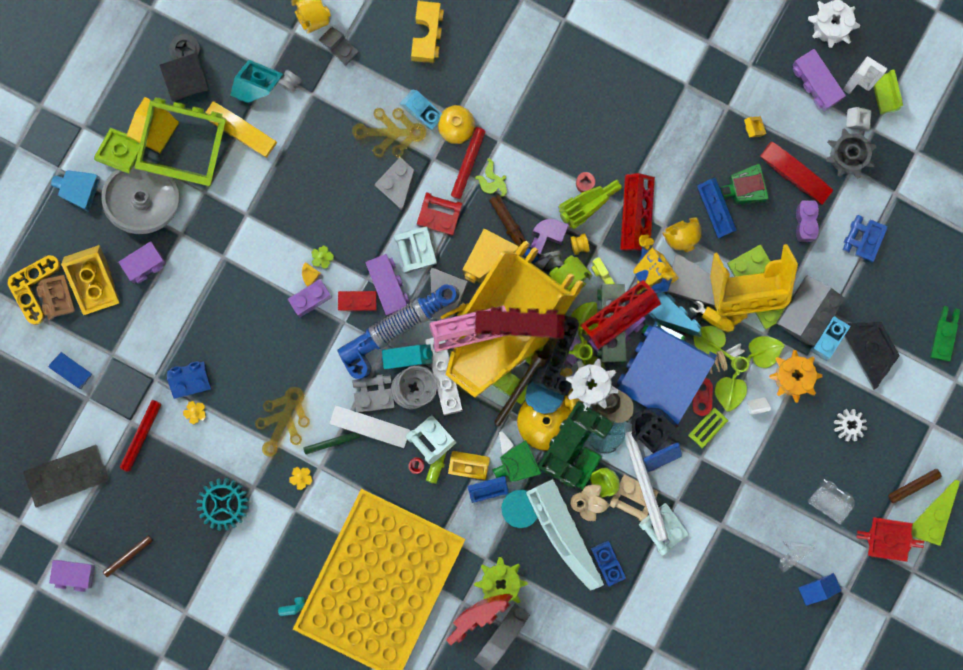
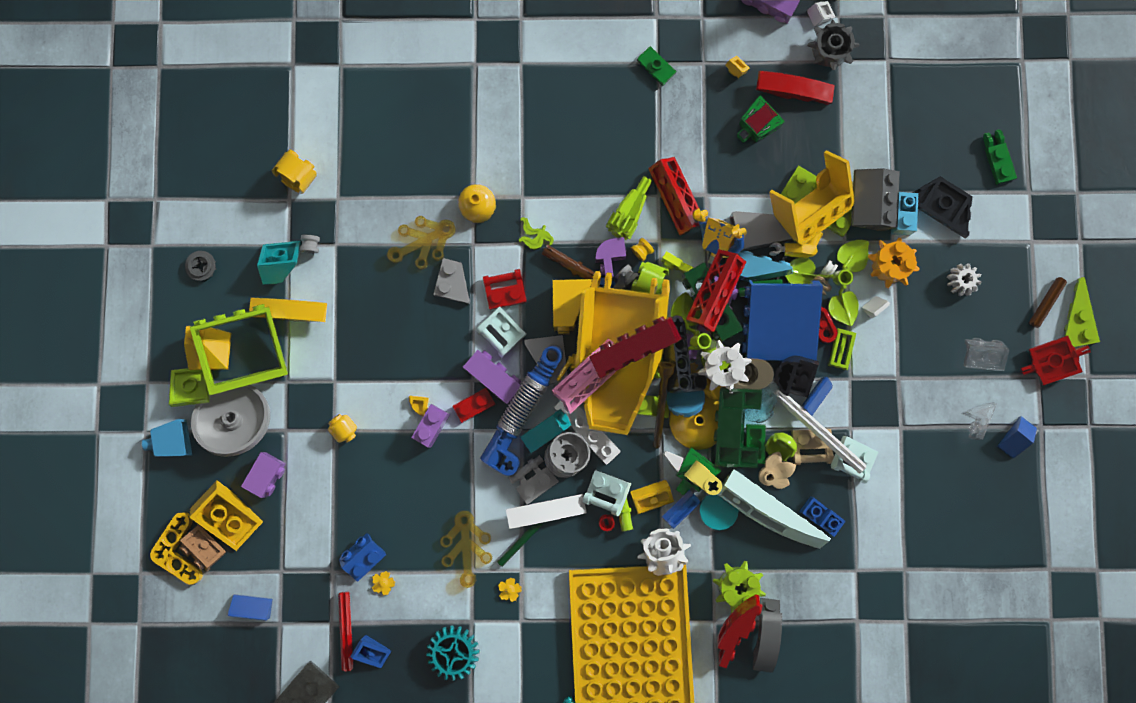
camera: 25 degrees left, 0 degrees up
(152, 465) = (370, 652): none -> blue slope
(184, 76) = (212, 289): black brick -> none
(231, 259) = (342, 428): none -> yellow head
(322, 257) = (421, 383): lime plant -> none
(338, 45) = (336, 190): dark grey slope -> none
(421, 109) = (438, 206): medium azure slope -> none
(425, 48) = (413, 151): yellow arch -> none
(452, 516) = (664, 552): none -> white brick
(468, 163) = (505, 231): red axle -> none
(519, 468) = (701, 476): none -> light yellow piece
(584, 185) = (618, 196): wheel -> none
(683, 87) = (656, 66): none -> green plate
(683, 235) = (729, 192): yellow cylinder -> none
(716, 208) = (743, 154): blue plate -> none
(807, 225) = (826, 121): medium lavender brick -> none
(870, 241) = (891, 112): blue plate -> none

